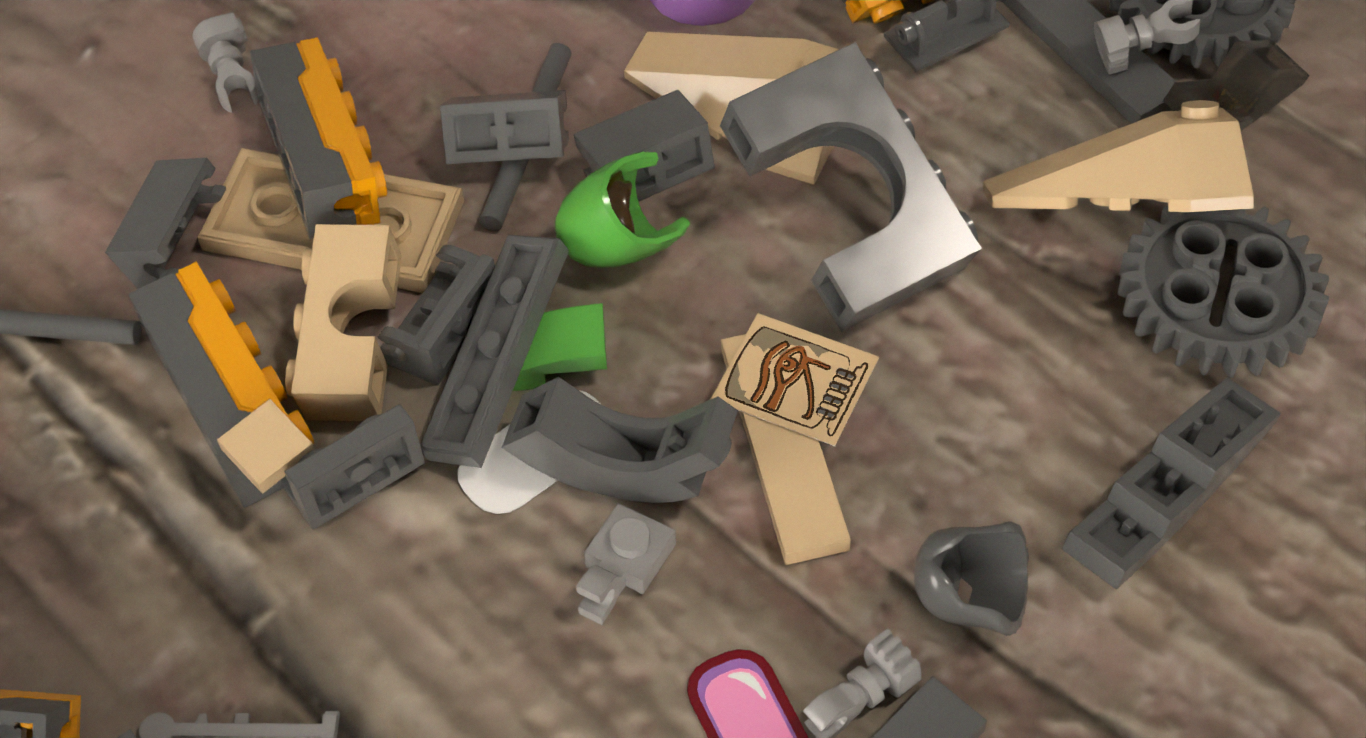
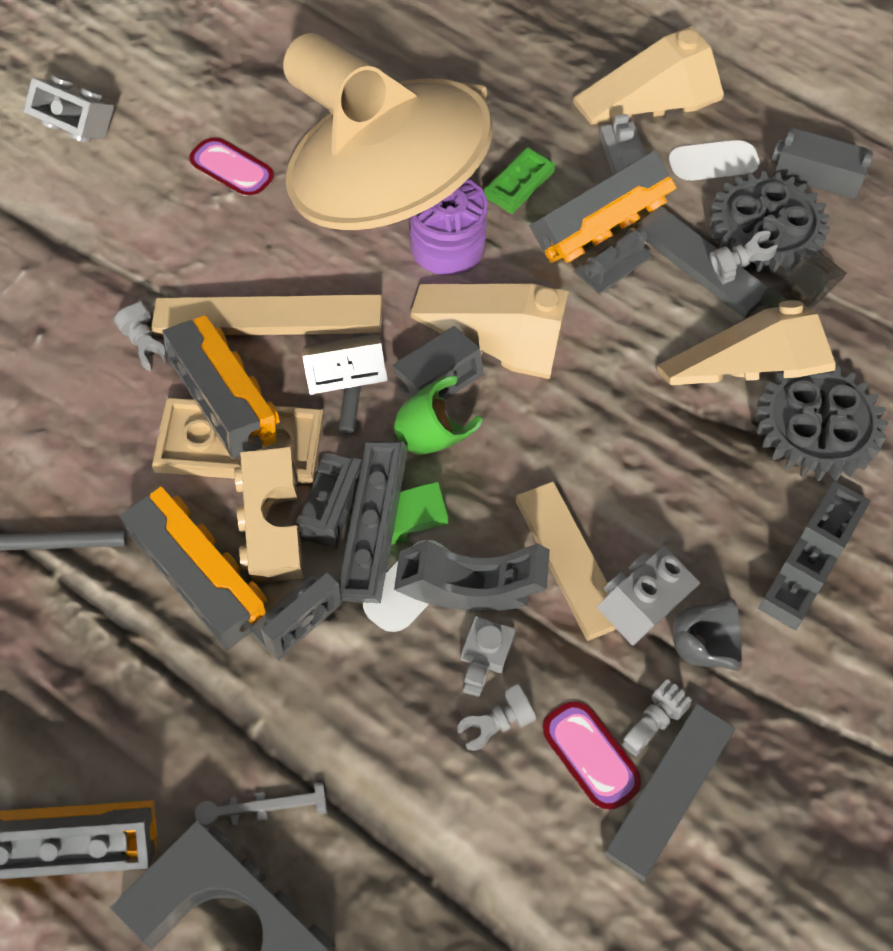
camera: 15 degrees left, 5 degrees up
(160, 217) = (126, 457): dark grey hinge -> none
(265, 445) = (242, 612): tan tile -> none
(430, 51) = (275, 314): none -> tan tile
(622, 656) = (517, 710): none -> light grey piece
(796, 379) = (570, 516): sticker -> none
(846, 106) = (575, 331): arch -> none
(883, 500) = (646, 594): none -> light grey brick

